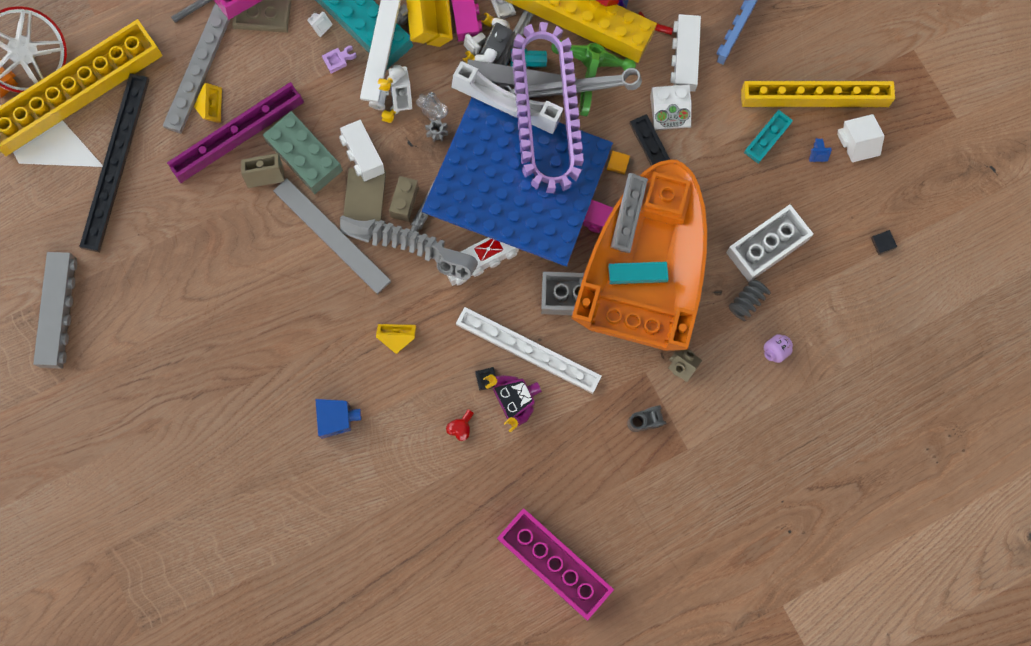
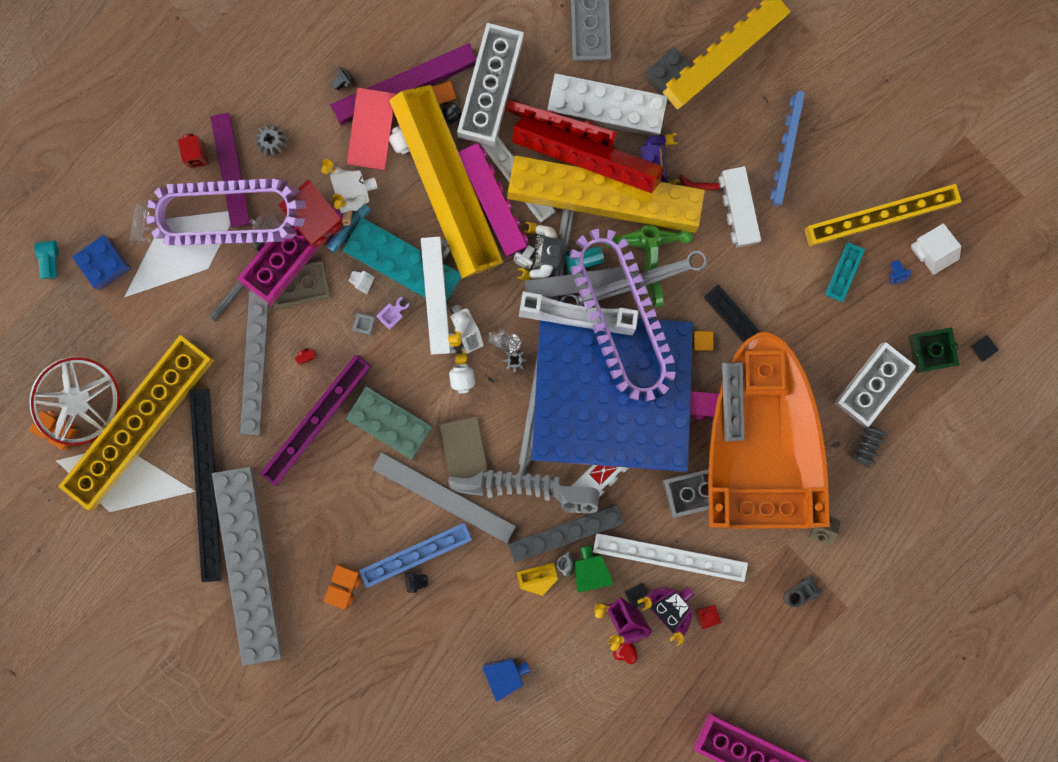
camera: 15 degrees left, 10 degrees up
(55, 310) = (200, 651): light grey brick -> none
(127, 244) = (248, 565): none -> light grey brick
(203, 297) = (340, 596): none -> orange piece
(209, 103) = (278, 397): yellow slope -> none
(245, 74) = (305, 356): none -> red plate
(262, 170) = (356, 454): dark tan brick -> none
(279, 304) = (415, 582): none -> black brick
(287, 279) = (415, 555): none -> medium blue plate
(309, 62) = (364, 324): none -> light grey tile
(361, 150) = (447, 405): white brick -> none
(383, 132) = (462, 378): none -> white head
(404, 198) = (504, 441): dark tan brick -> none
(427, 328) = (566, 564): none -> light grey piece
(435, 298) = (565, 533): none -> dark grey brick
(448, 341) = (591, 571): none -> green torso
(467, 394) = (627, 621): none -> magenta torso
(549, 418) = (708, 616): none -> red plate
(638, 272) = (758, 459): teal tile -> none
(671, 107) = (740, 270): white slope -> none
(778, 348) = (909, 486): lavender head -> none
(835, 227) = (934, 350): none -> dark green brick

